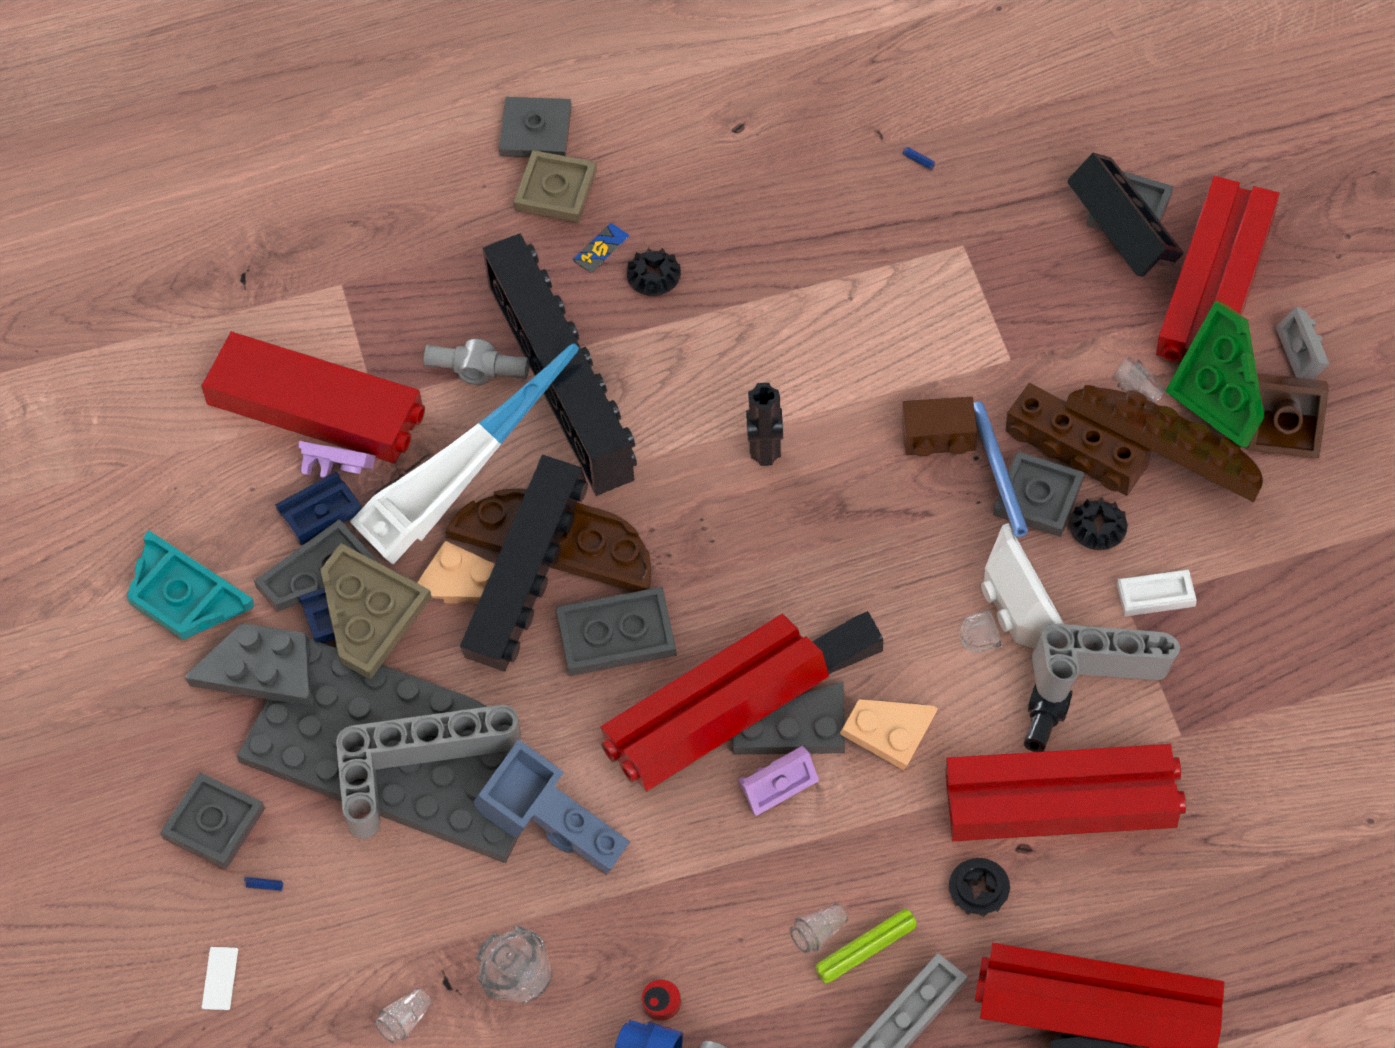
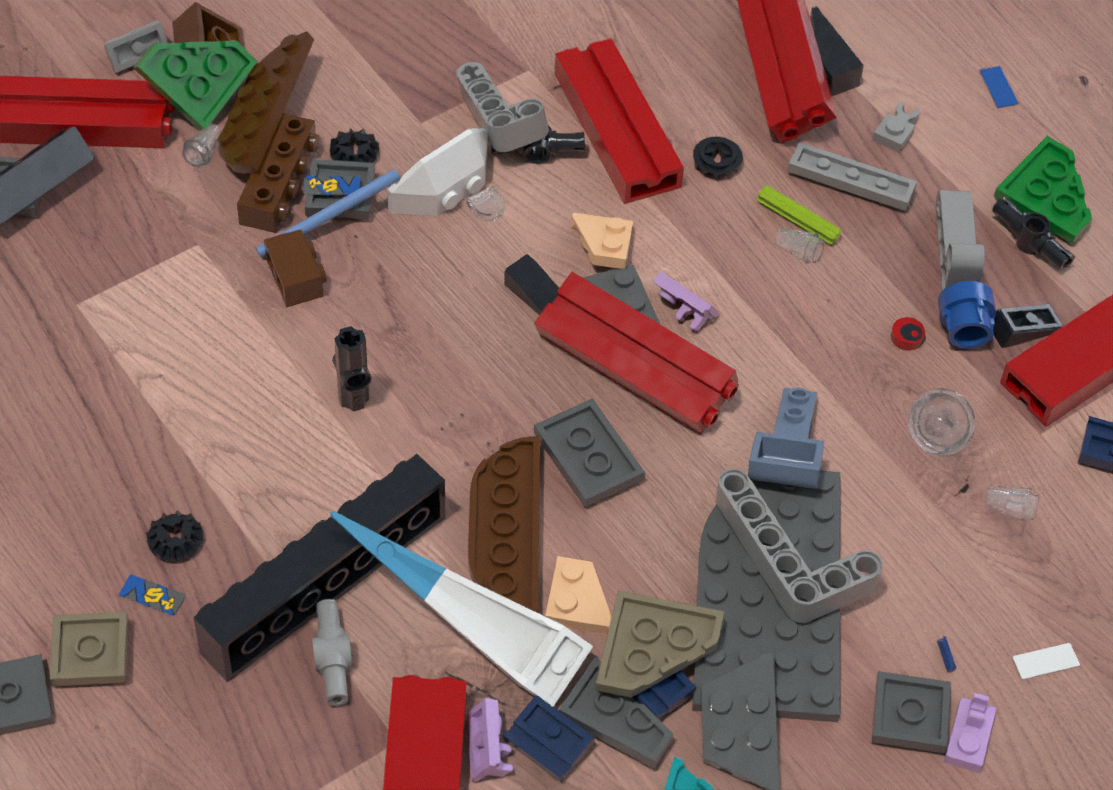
camera: 115 degrees left, 5 degrees down
(172, 871) = (970, 733): none -> lavender plate
(523, 563) = (556, 527): black brick -> none
(1039, 481) = (331, 185): none -> sticker
(1156, 592) = (407, 103): white tile -> none

